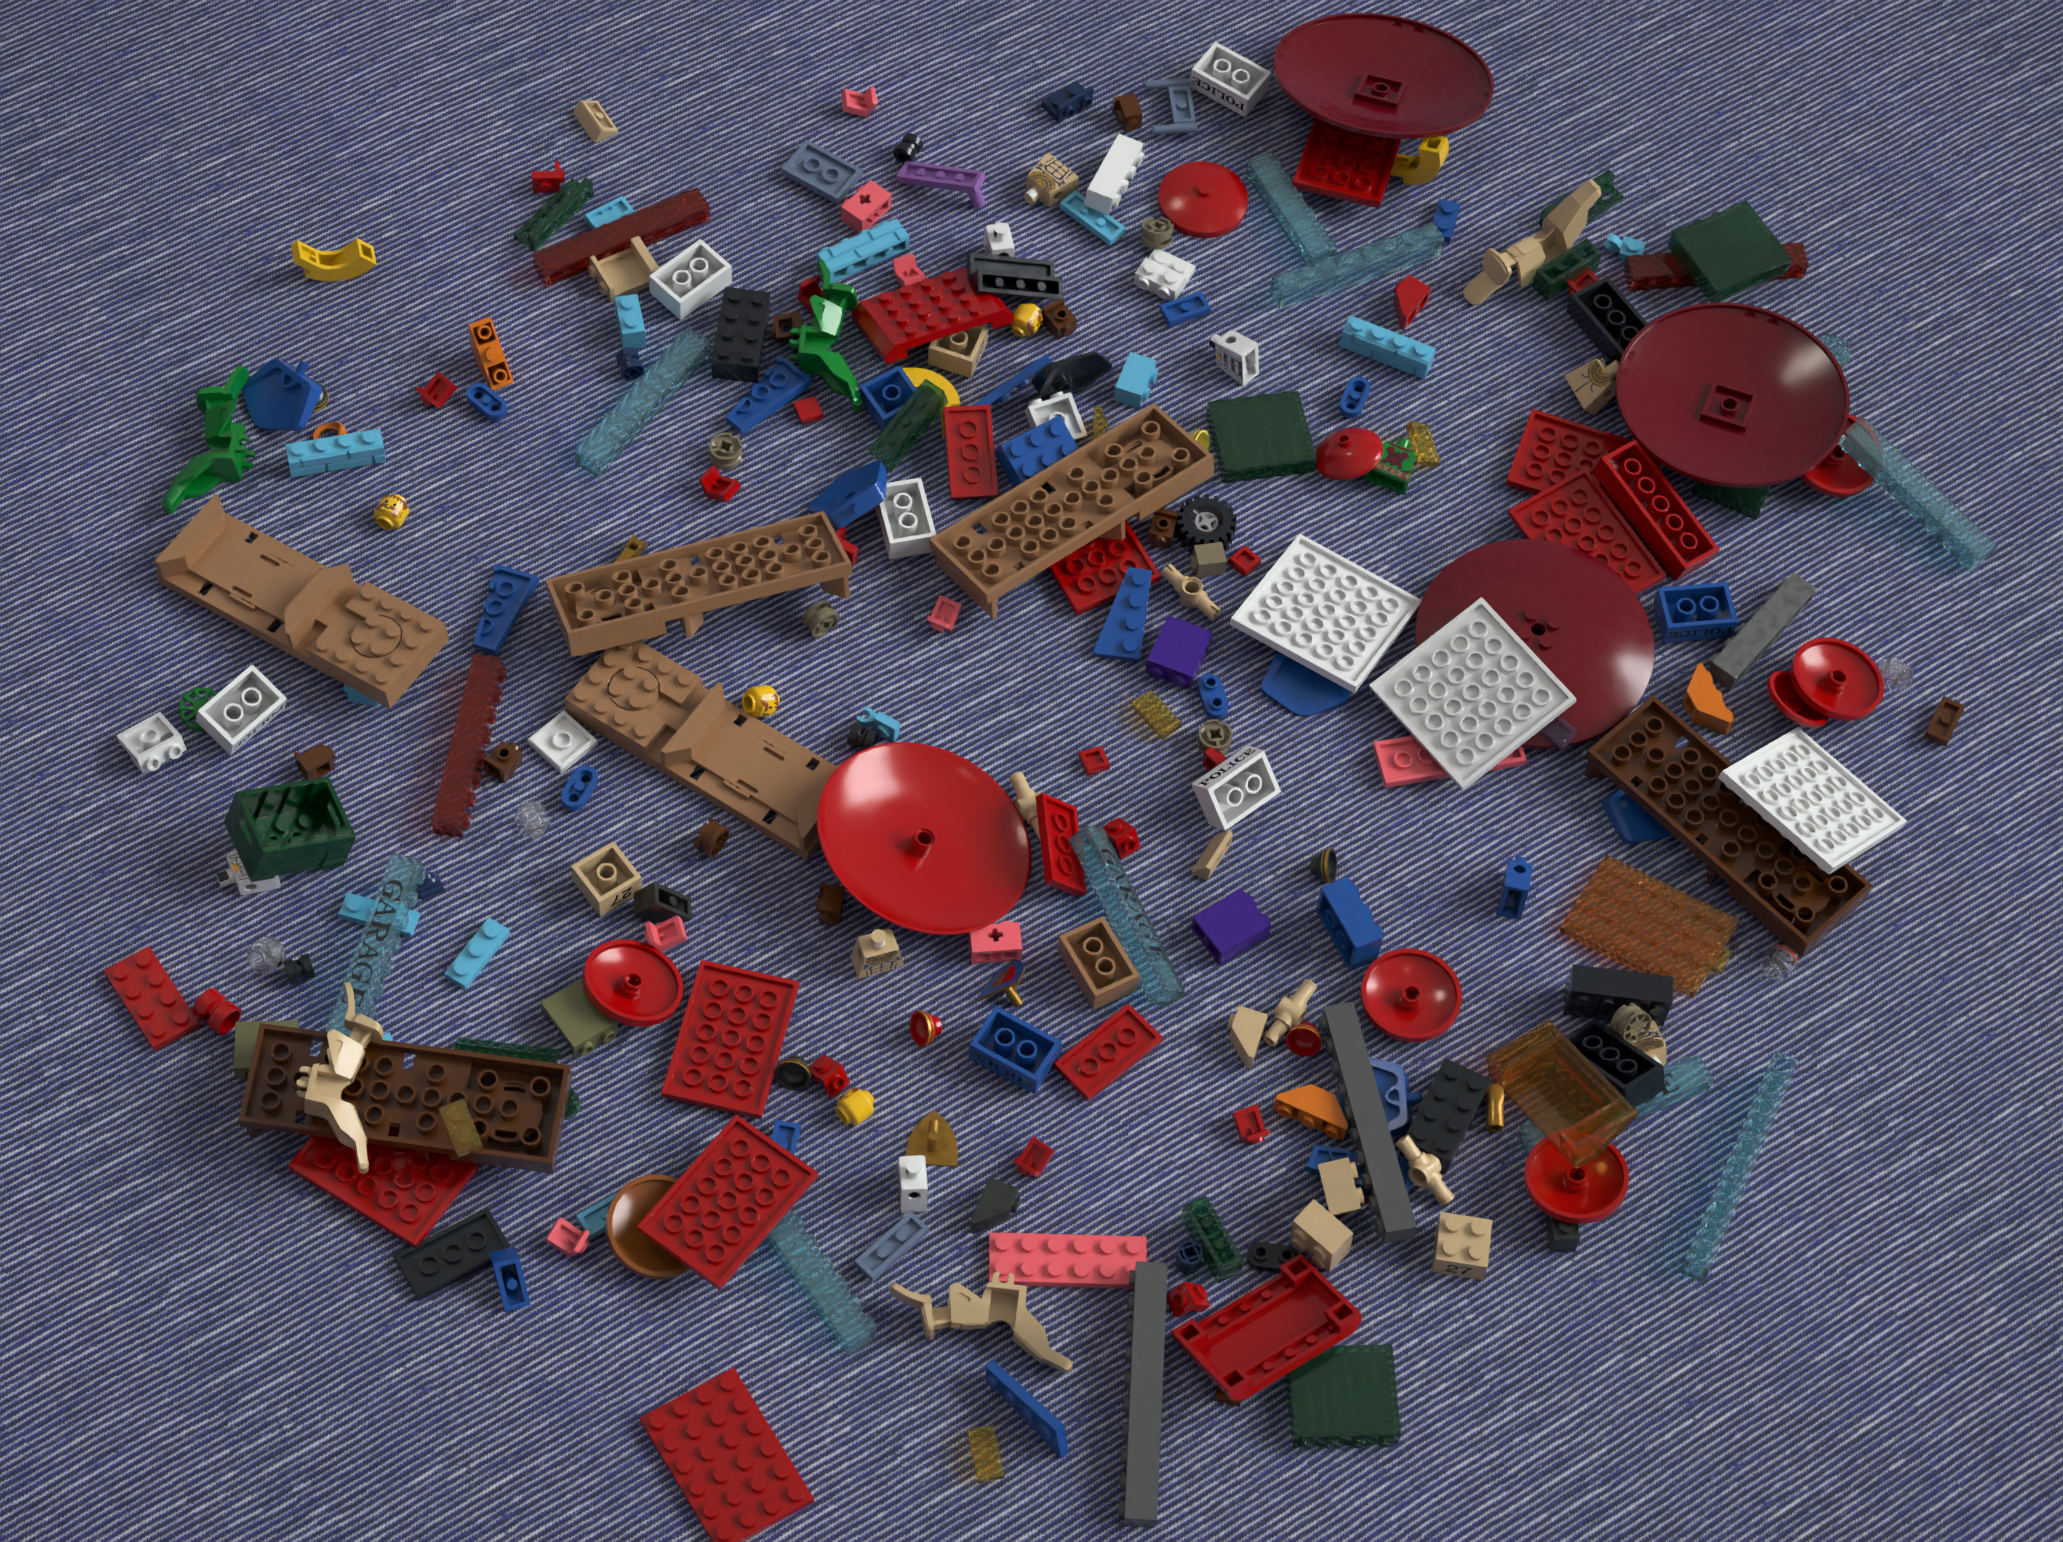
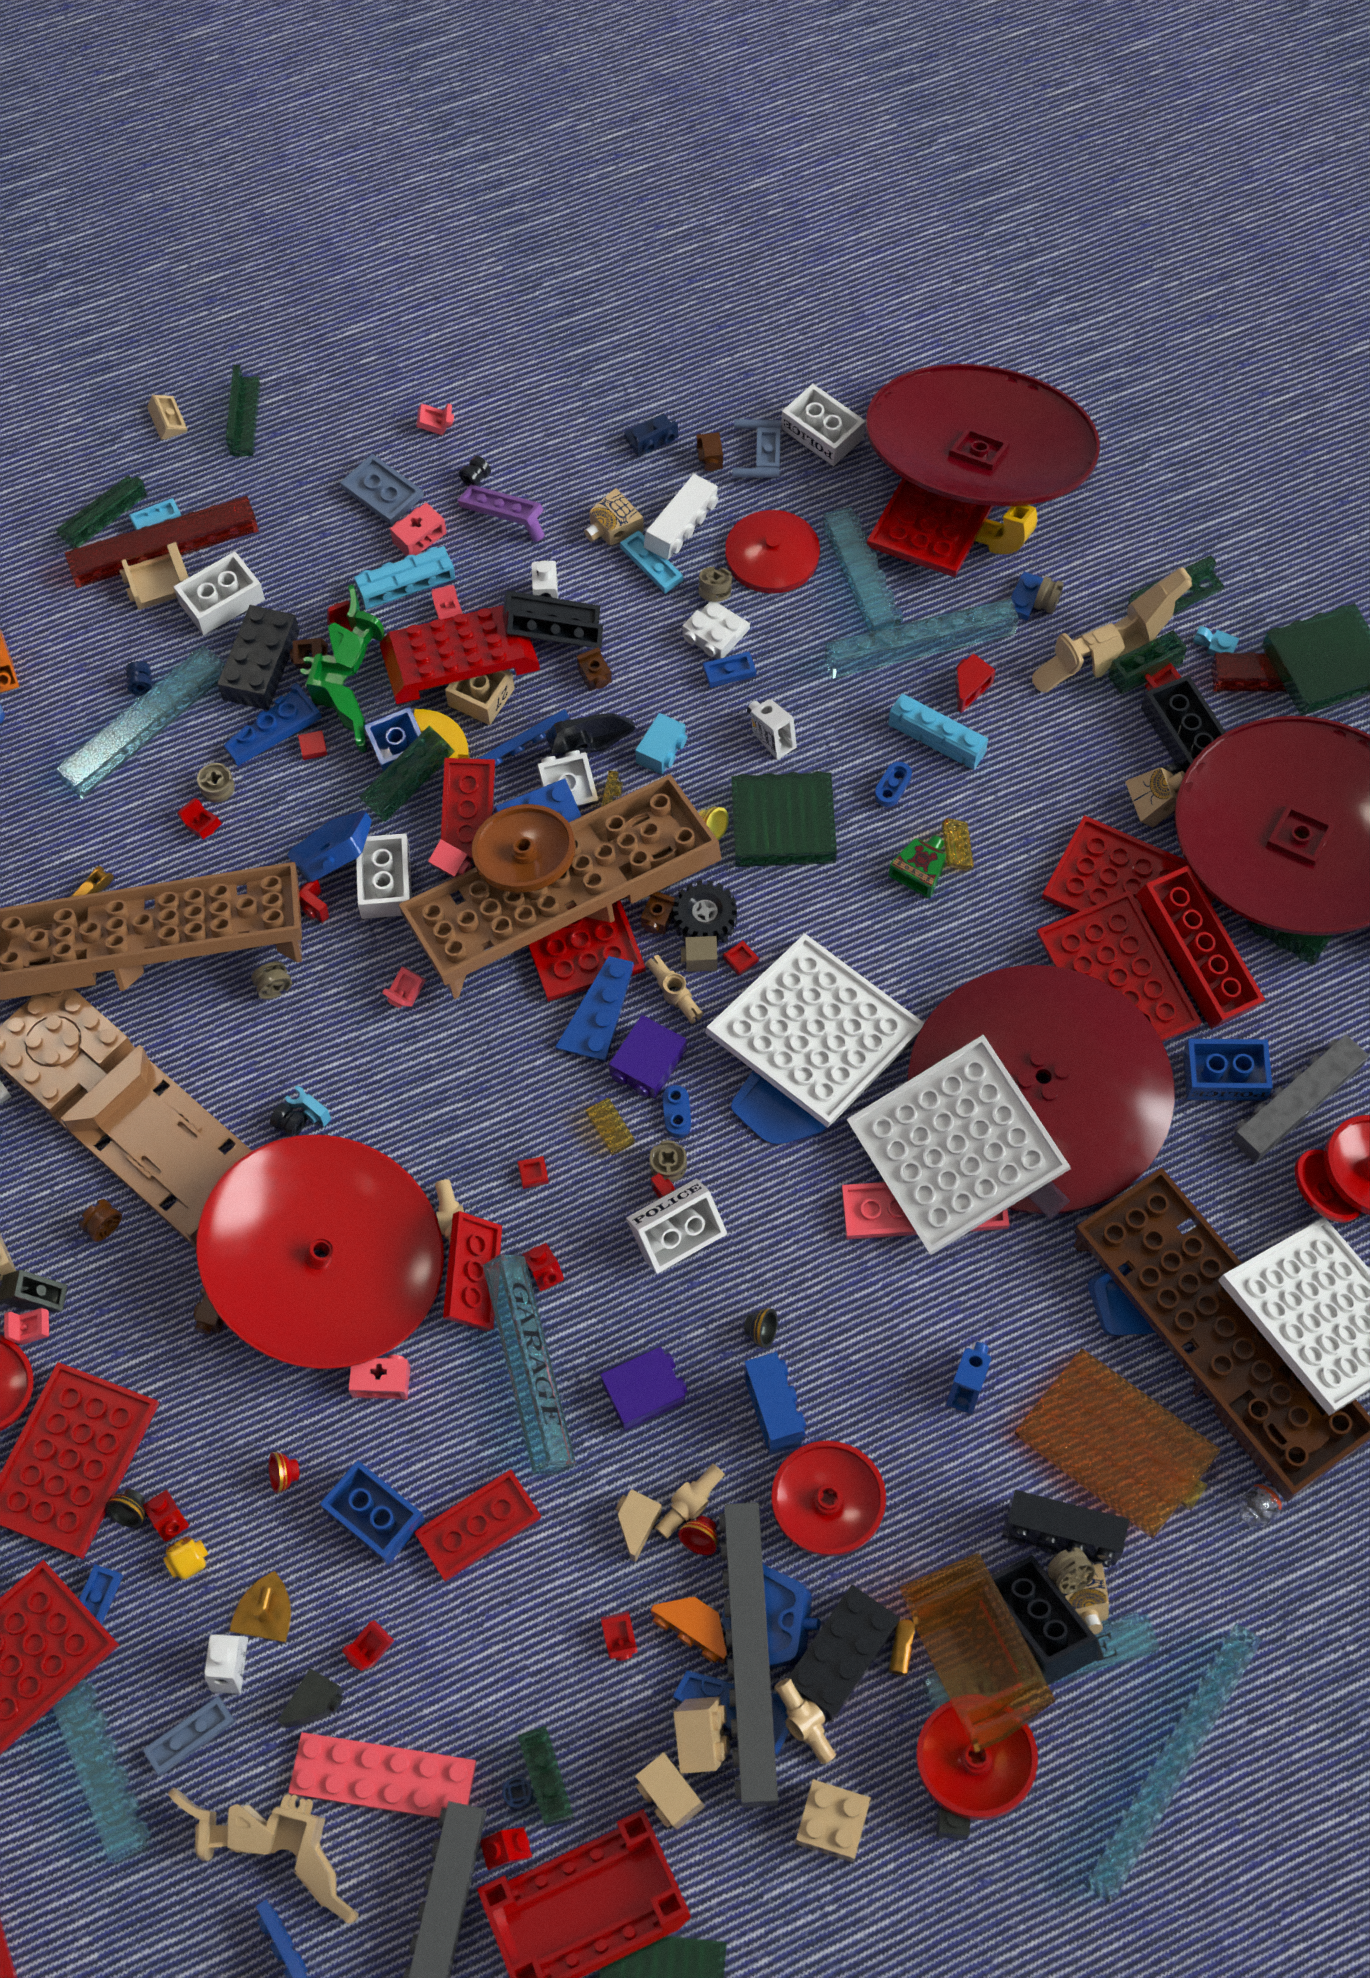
camera: 15 degrees right, 5 degrees up
(548, 180) = (102, 476): red bracket -> none
(630, 321) = (148, 633): medium azure brick -> none
(671, 112) = (242, 413): none -> clear green fence
(760, 701) = (188, 1068): yellow head -> none
(876, 953) = (248, 1377): tan torso -> none
(967, 497) = (450, 859): none -> coral brick
(1006, 980) = (381, 1428): shield -> none
(1026, 320) = (559, 667): yellow head -> none
(1038, 477) = (523, 848): none -> dark orange dish
(1098, 963) = (485, 1417): medium nougat brick -> none
(1212, 855) = (640, 1299): tan slope -> none
(1272, 1258) = (615, 1800): black plate -> none
(1348, 453) = (874, 847): red dish -> none
(1467, 217) = (1048, 595): none -> dark tan wheel
(1706, 703) = (1224, 1177): orange slope -> none

